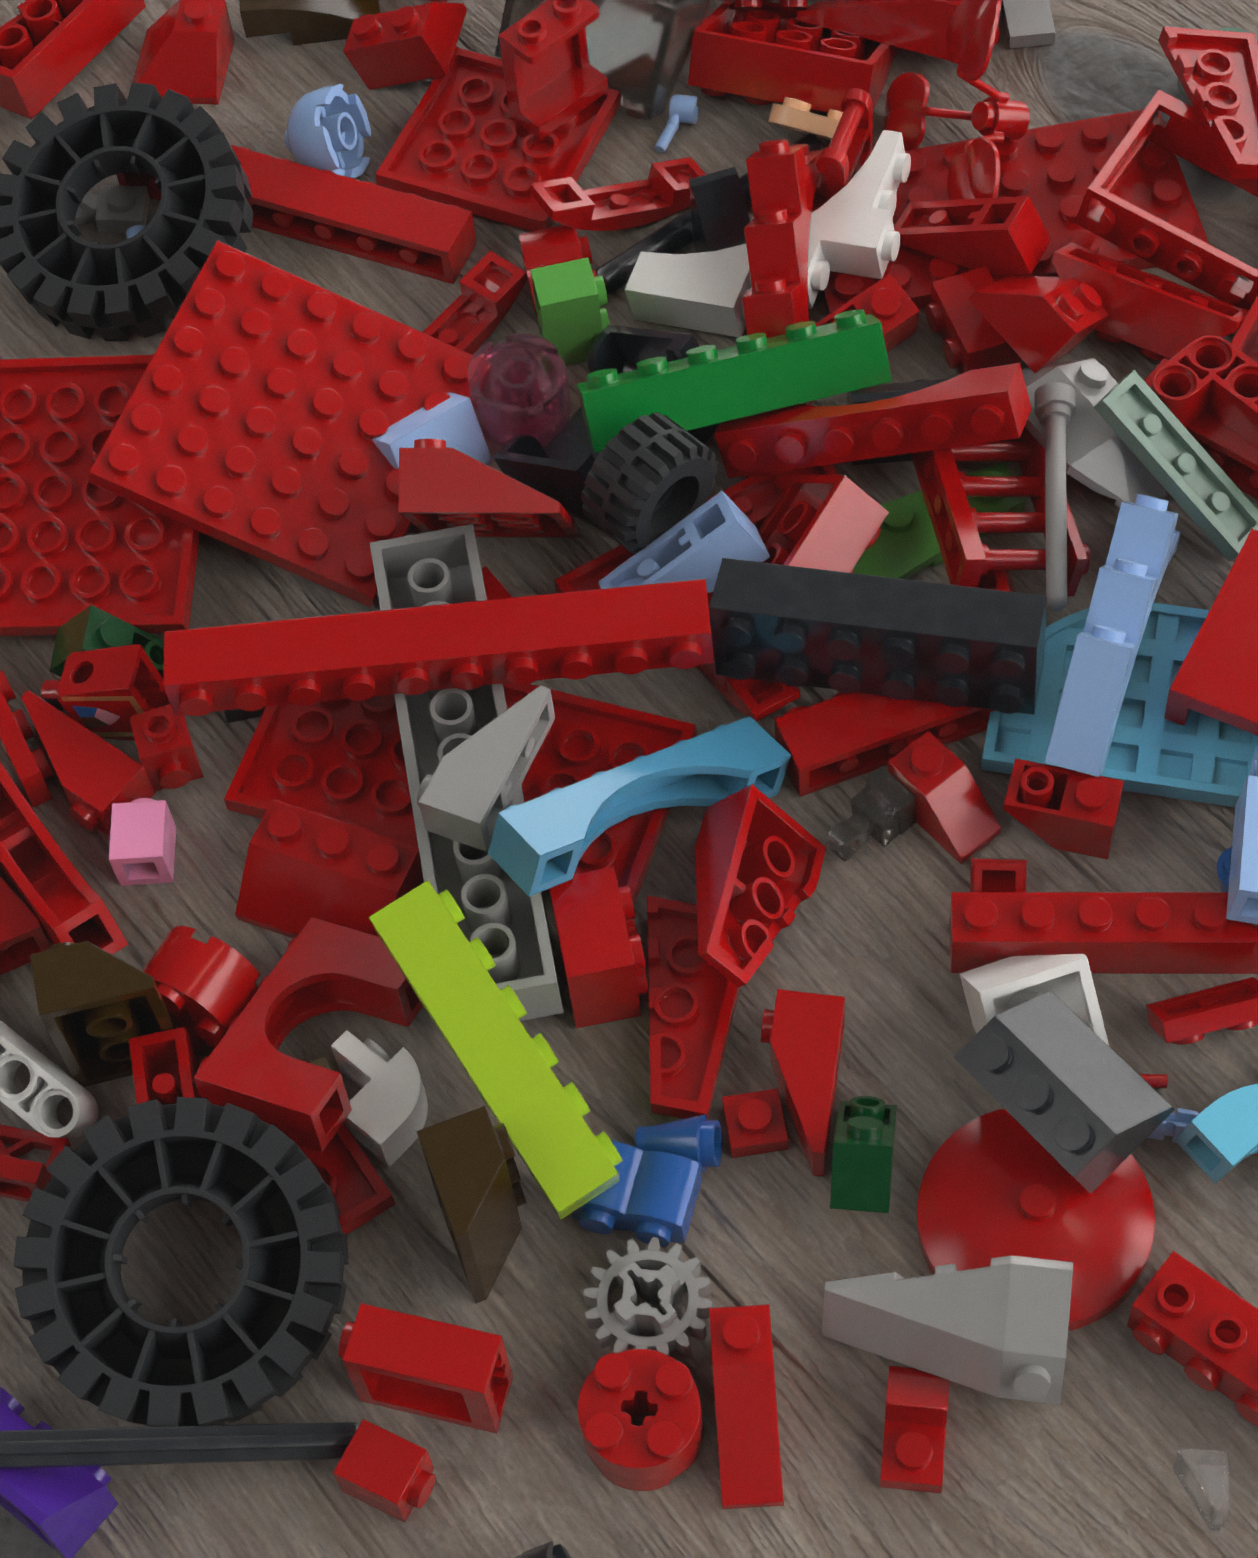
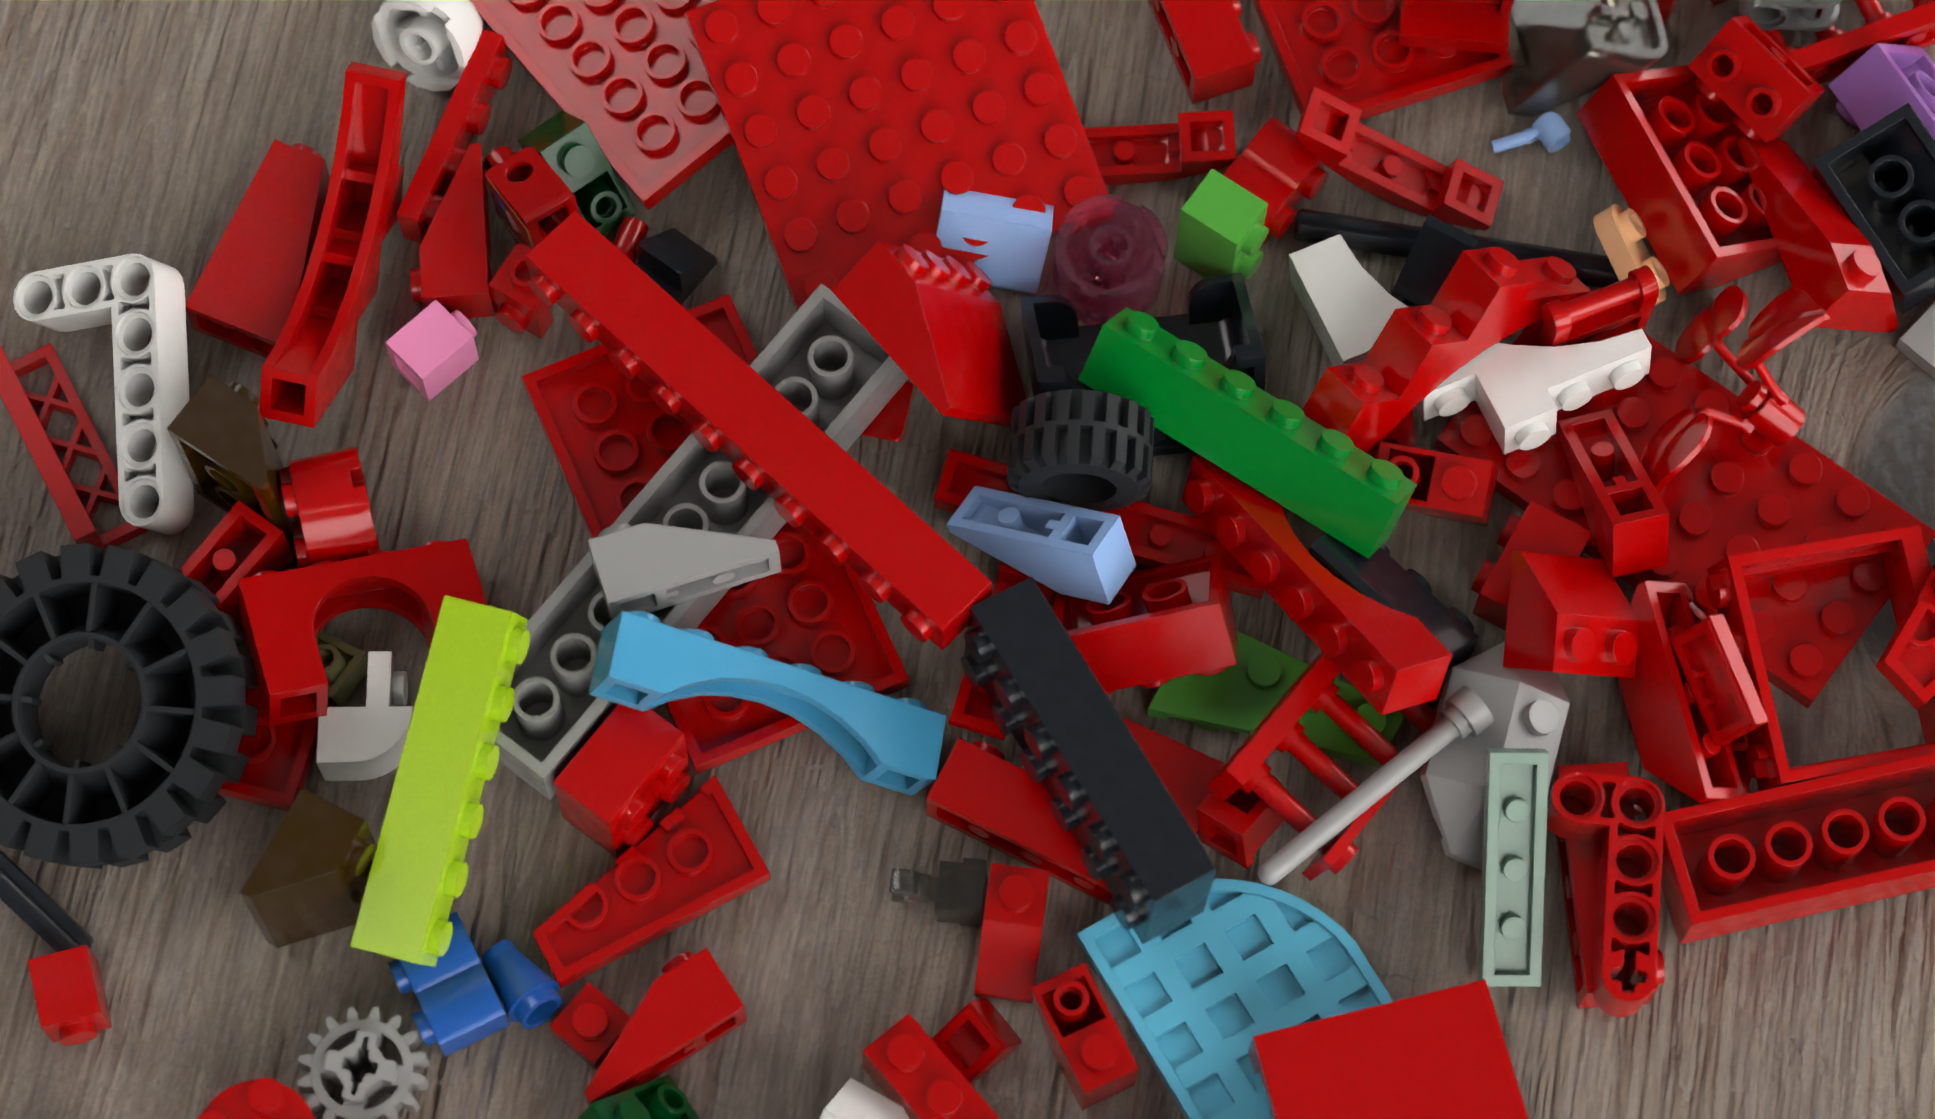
camera: 40 degrees right, 10 degrees up
(322, 870) = (514, 516): red slope -> none
(427, 1367) = (163, 956): red window -> none
(749, 880) = (788, 844): red wedge -> none
(1112, 635) = (1295, 930): light blue arch -> none
(1164, 258) = (1719, 680): none -> red plate

